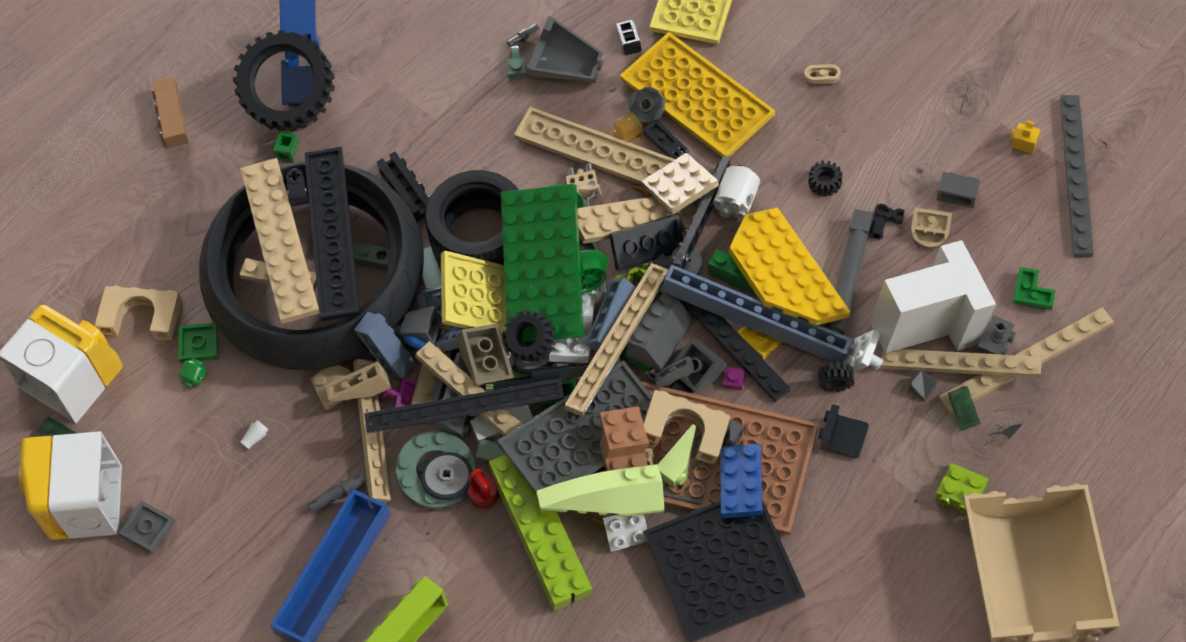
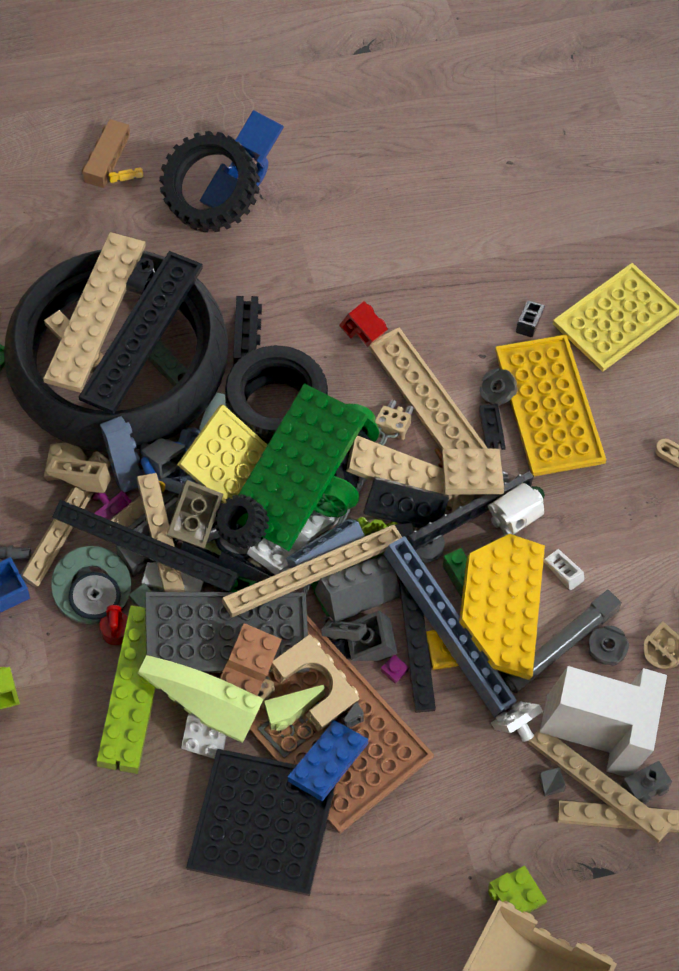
camera: 25 degrees right, 0 degrees up
(200, 120) = (124, 175): none -> yellow axle
(286, 147) = (175, 238): green brick -> none
(501, 119) = (364, 323): none -> red brick
(516, 65) = (416, 285): sand green plate -> none
(523, 35) = (441, 262): dark grey bar -> none
(564, 55) = (459, 301): dark grey cone -> none
(627, 128) = (467, 397): clear yellow brick -> none
(814, 222) = (571, 579): none -> white slope
(825, 187) = (603, 556): black tyre -> none
(836, 377) = (479, 724): black tyre -> none
(842, 433) = (449, 777): black bracket -> none
(882, 214) = (631, 608): black bar -> none
(885, 263) = (601, 653): none -> dark grey plate
(964, 408) = (570, 825): clear green plate -> none

